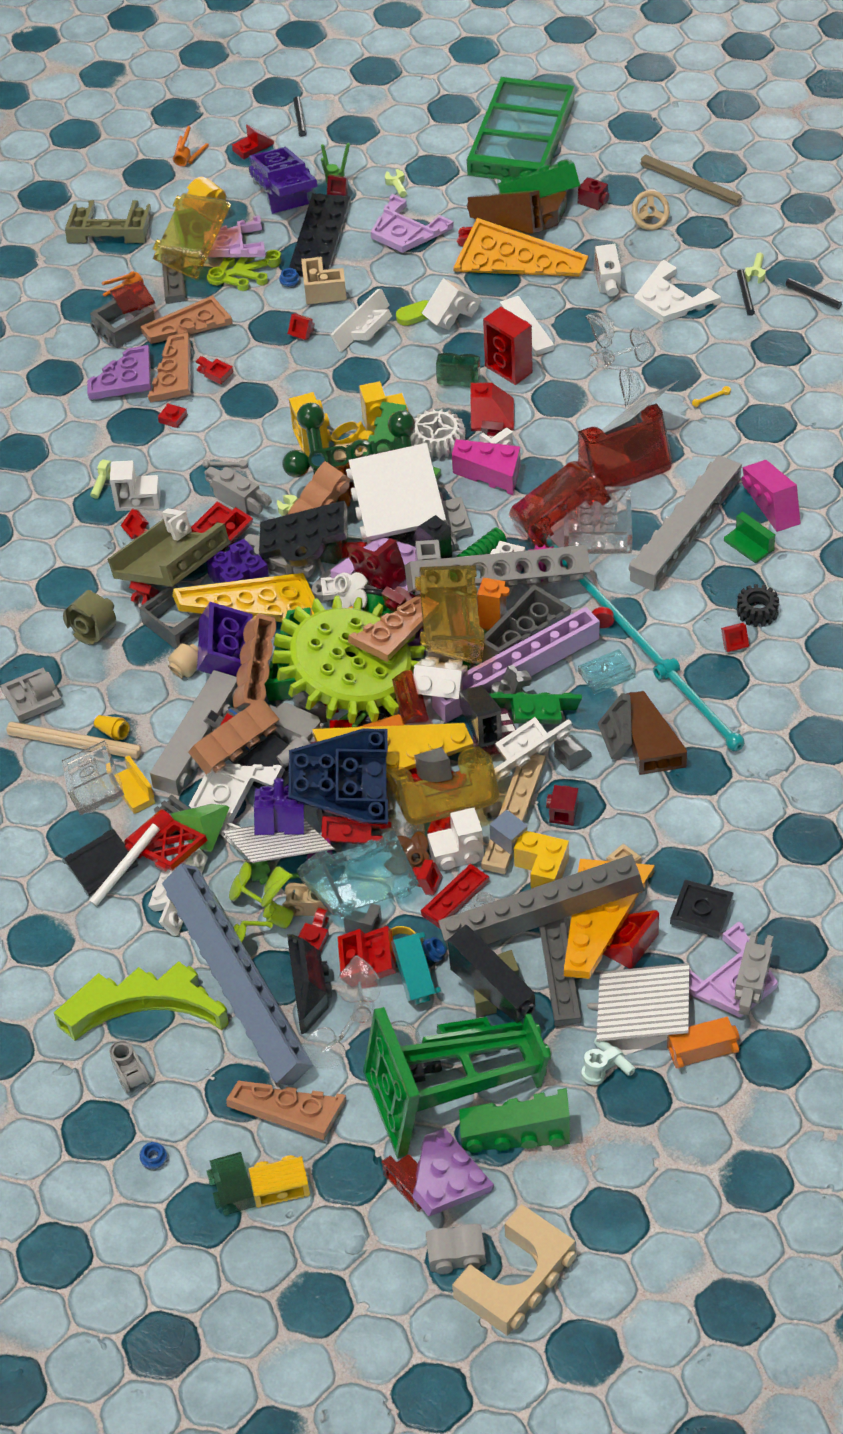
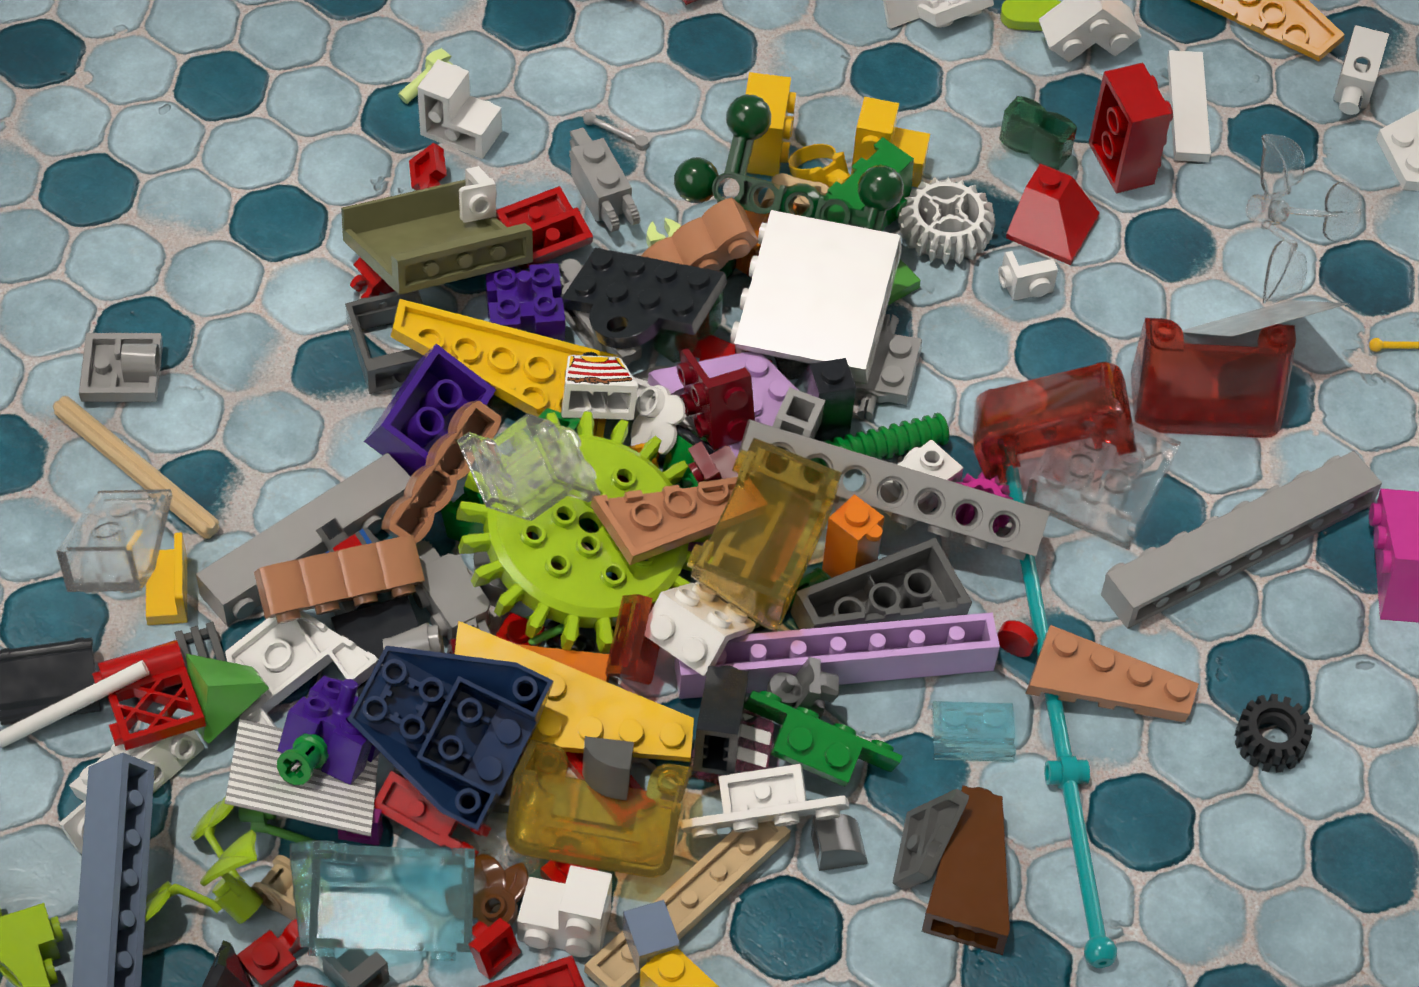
camera: 20 degrees right, 5 degrees up
(90, 617) = (270, 286): olive brick -> none
(114, 727) = (200, 473): yellow cone -> none
(172, 415) = (587, 23): red plate -> none
(184, 660) = (359, 414): tan head -> none
(279, 833) = (291, 756): none -> green bush
(309, 585) = (599, 387): none -> white torso
(309, 631) = (529, 467): none -> clear bracket
(487, 462) = (995, 303): dark pink wedge -> none
(491, 428) = (1031, 250): dark red tile -> none
(493, 810) = (659, 885): dark grey hinge -> none
(563, 805) = (769, 927): dark red brick -> none
(648, 616) = (1096, 673): none -> nougat wing
(735, 637) = (1204, 771): red tile -> none
(751, 538) = (1328, 613): green panel -> none

